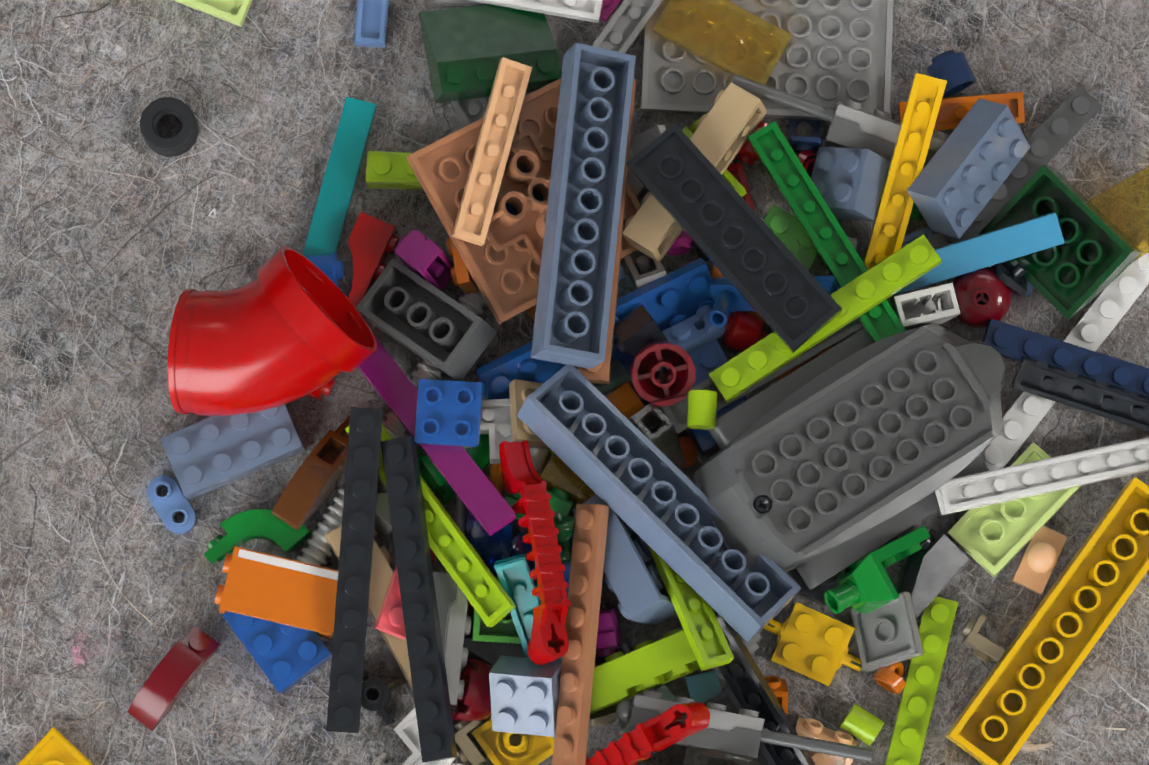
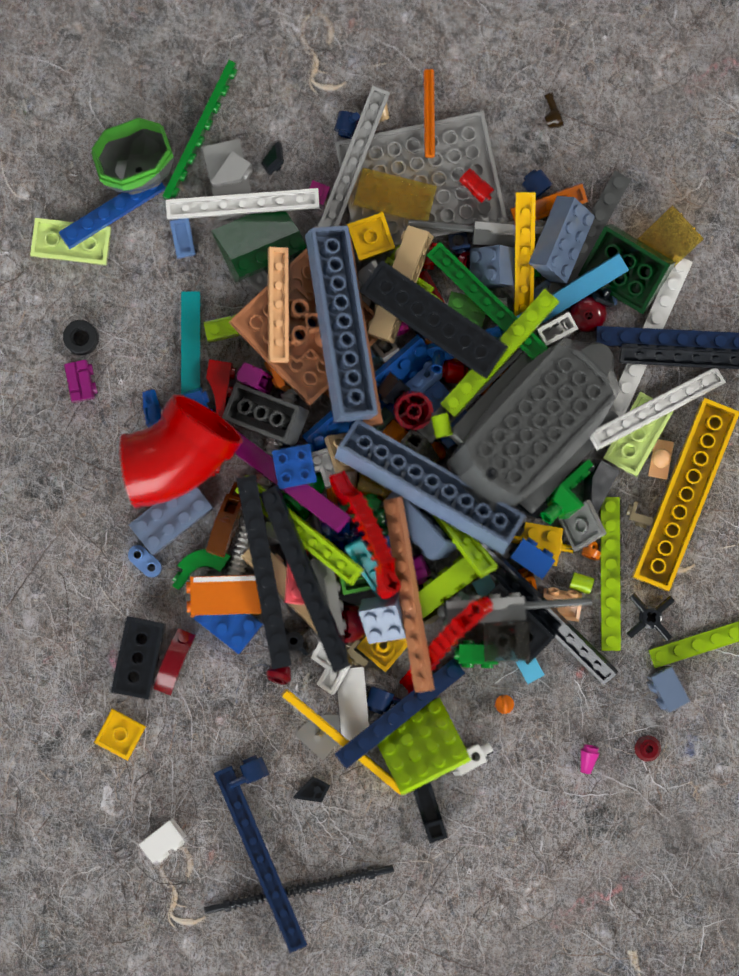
camera: 10 degrees left, 5 degrees up
(95, 656) = (126, 664): none -> black brick
(149, 194) = (80, 381): none -> magenta brick
(248, 260) = (151, 407): none -> blue hinge
(336, 745) = (279, 676): none -> dark red cone
(668, 87) = (371, 236): none -> yellow plate
(794, 662) = (532, 557): none -> blue brick
(857, 54) = (479, 188): none -> red piece

